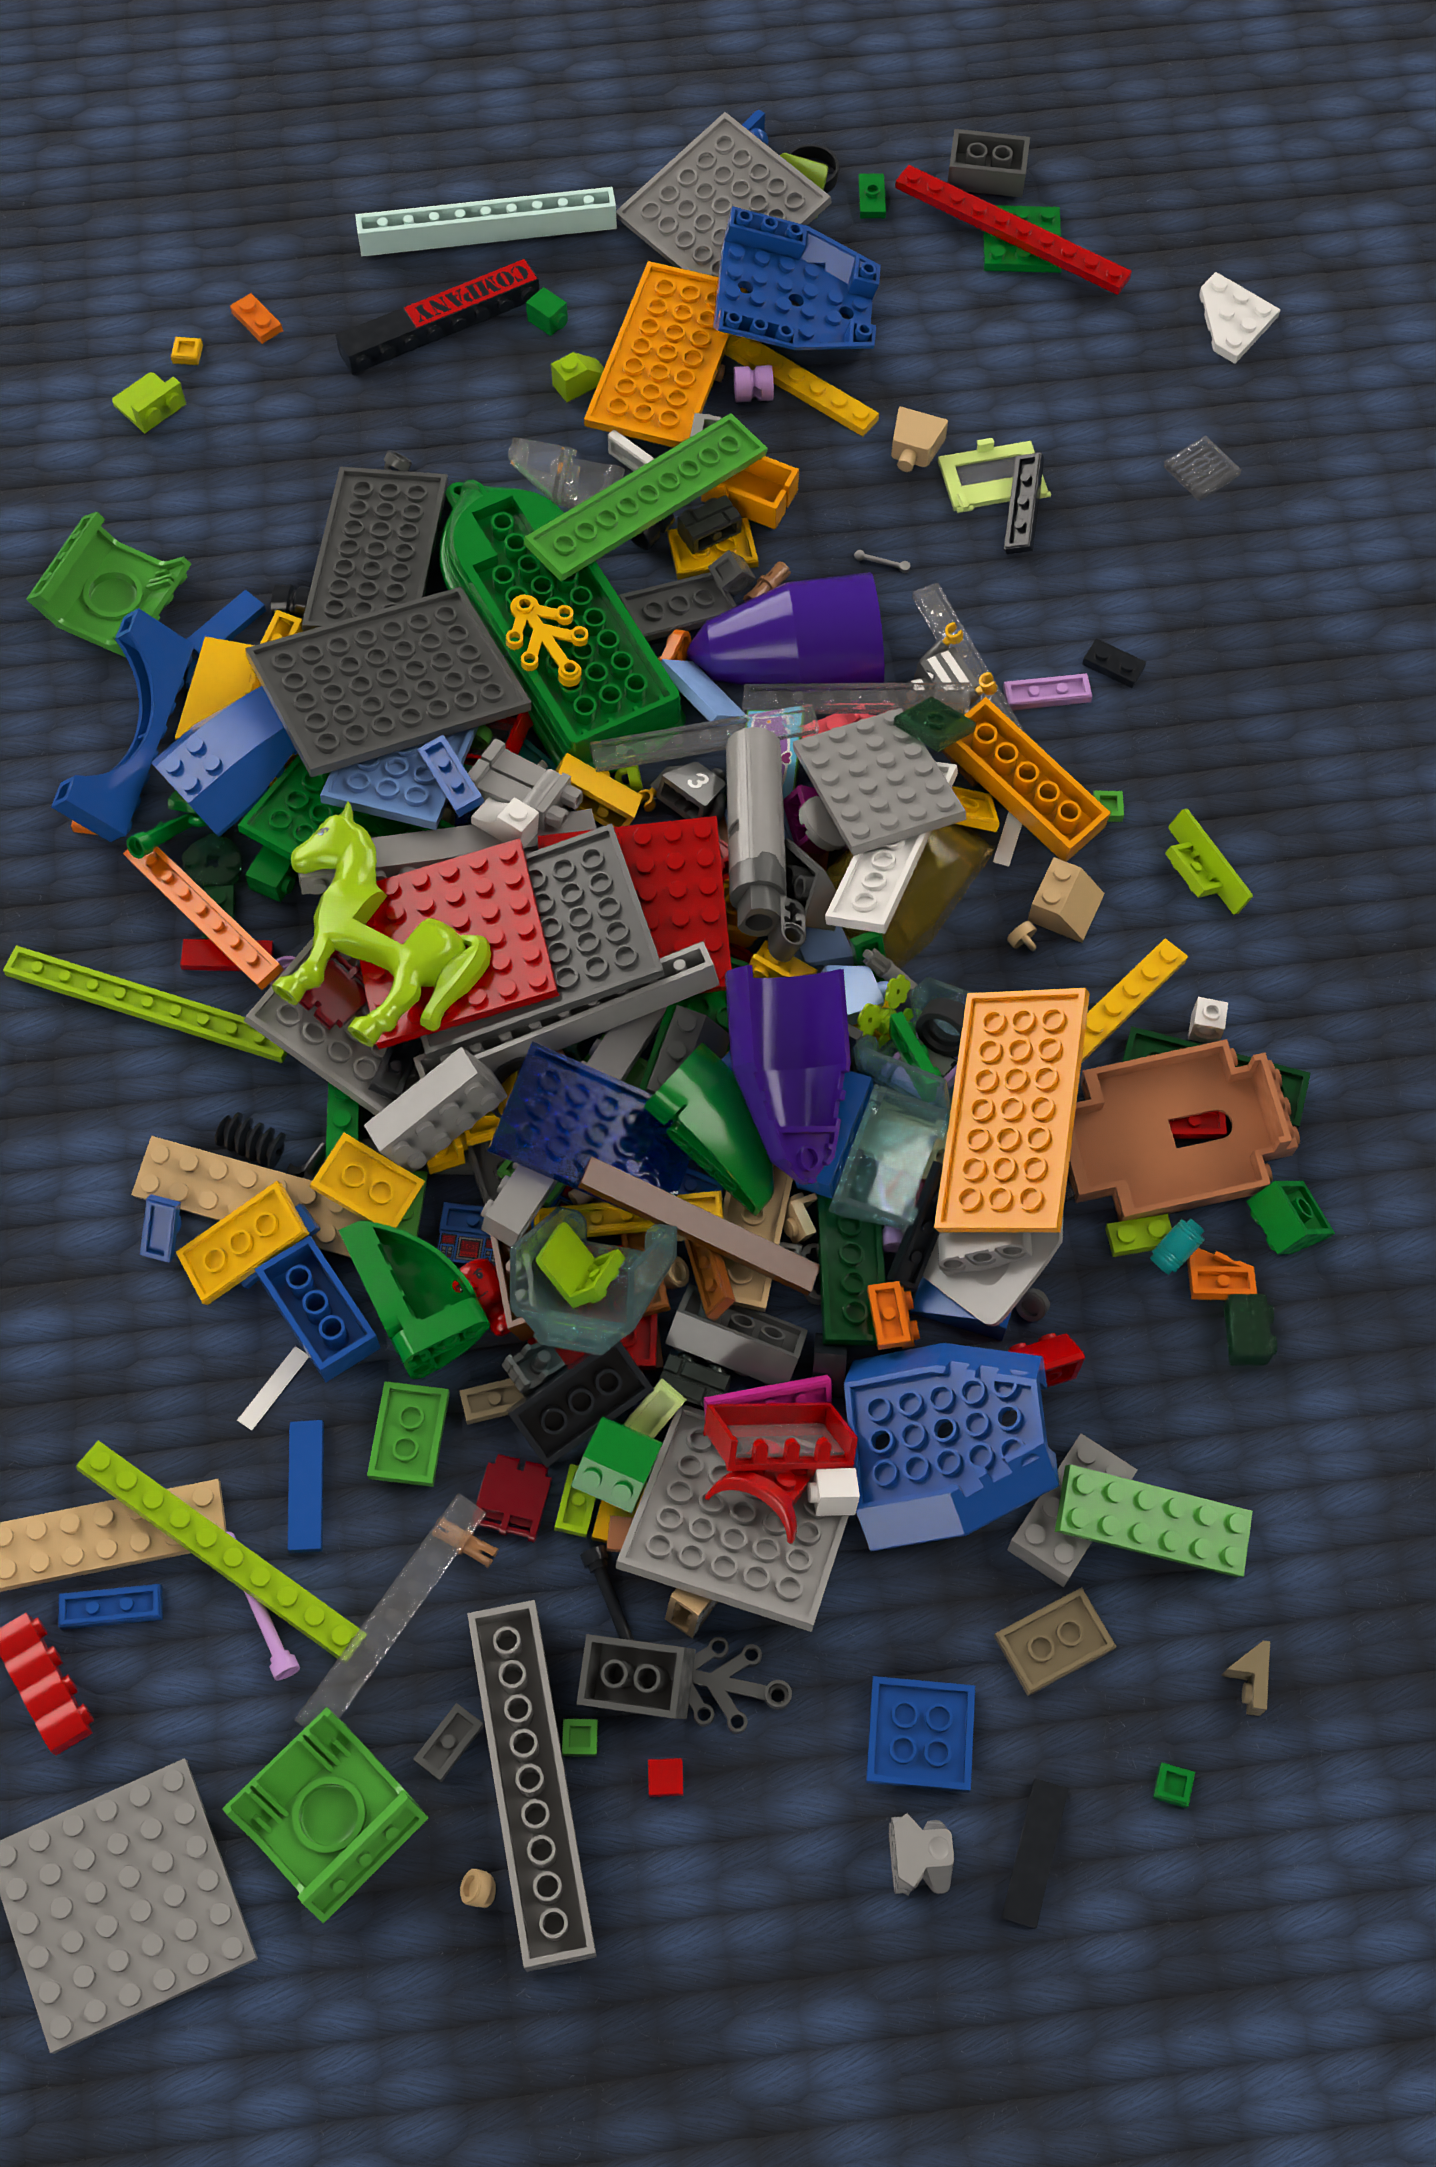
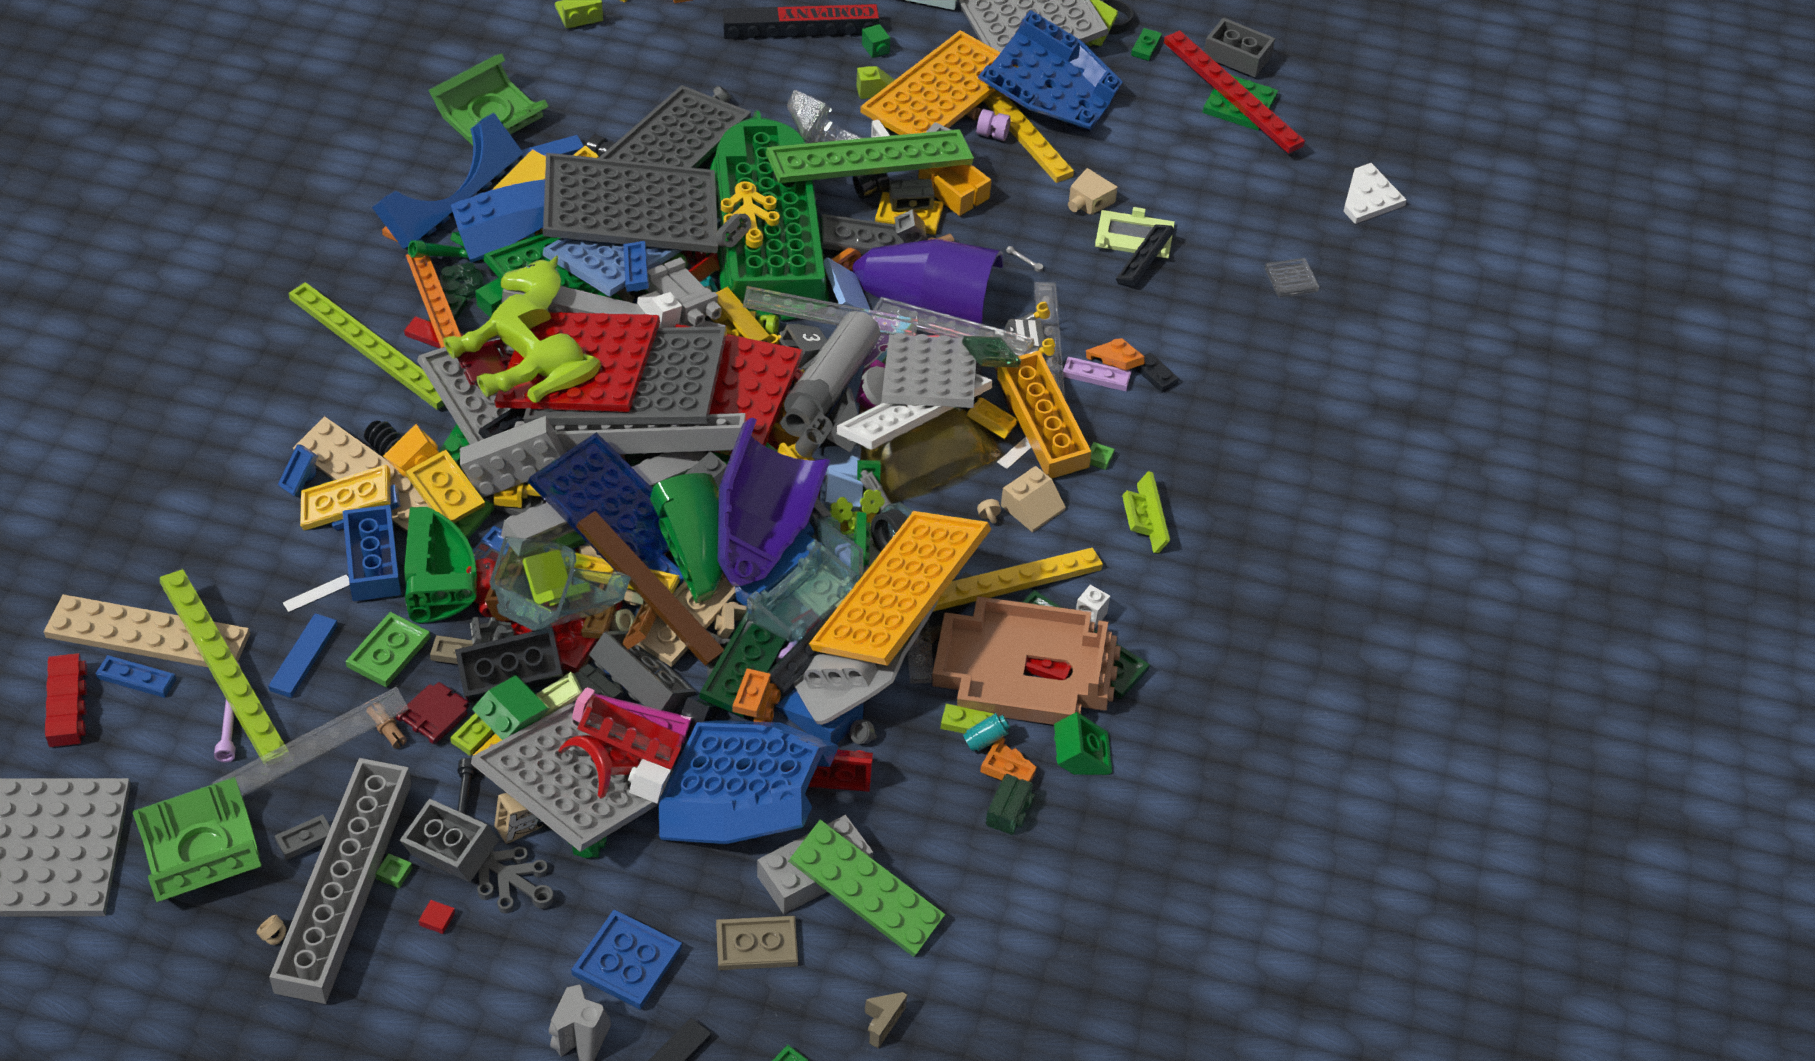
camera: 20 degrees right, 15 degrees down
(298, 1148) = (411, 450): none -> light orange torso
(542, 674) = (731, 228): none -> dark grey beam
(696, 1417) = (581, 703): none -> bright pink tile
(1061, 656) = (1117, 354): none -> orange wing

